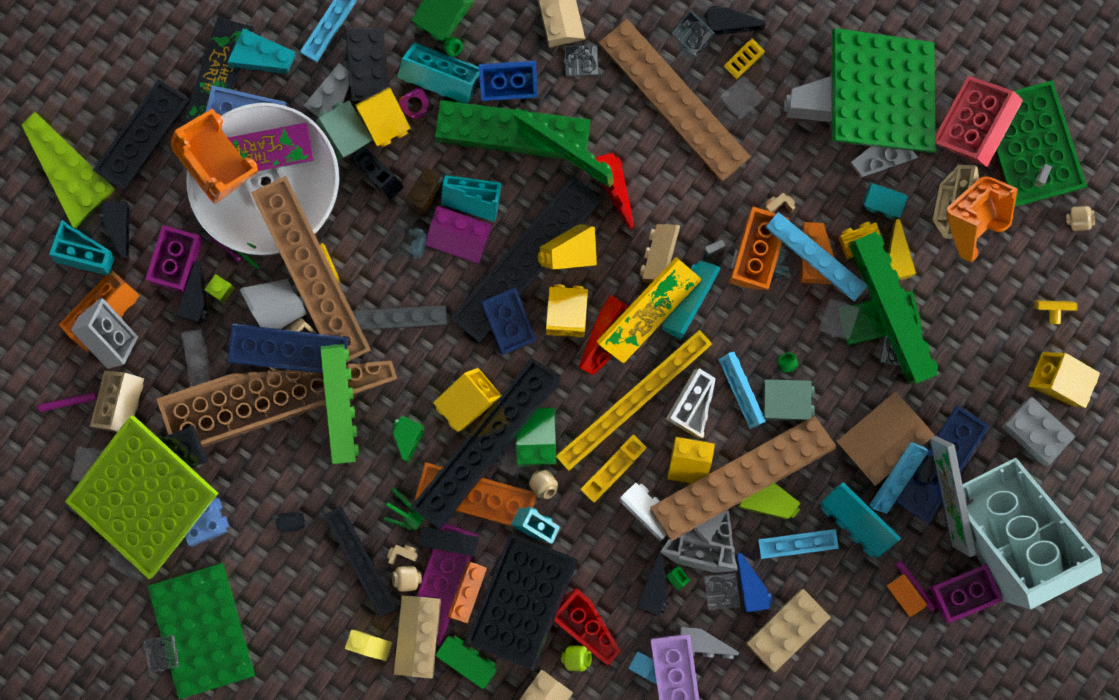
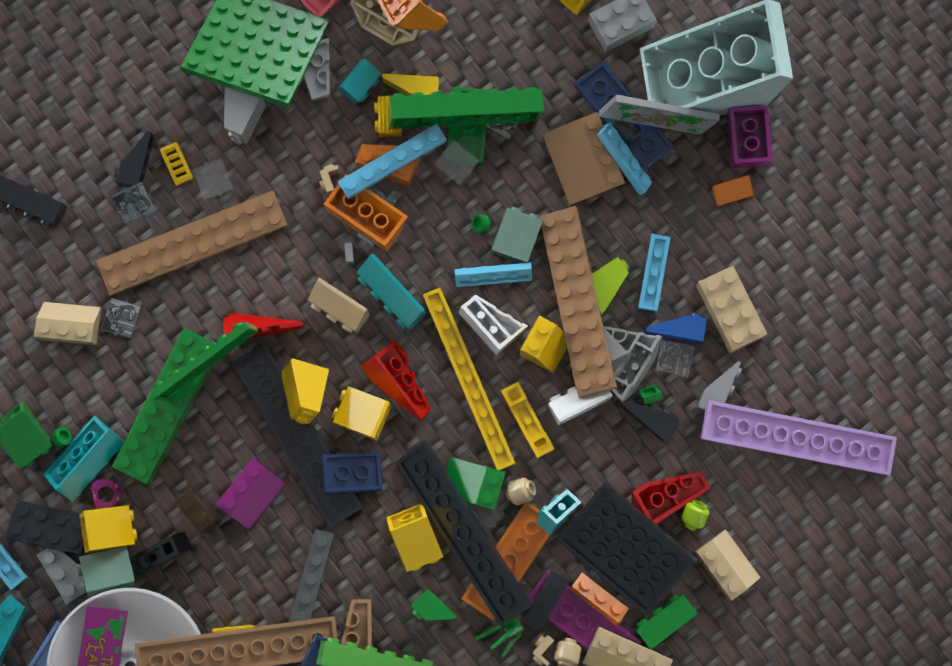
camera: 70 degrees left, 0 degrees up
(417, 246) = (247, 535): clear light blue bracket -> none
(472, 196) = (218, 467): teal wedge -> none
(508, 80) = (116, 394): blue slope -> none
(644, 666) = (722, 454): medium azure slope -> none
(649, 310) = (389, 334): yellow tile -> none
(859, 520) = (652, 208): teal slope -> none
(903, 569) = (708, 185): magenta bar -> none

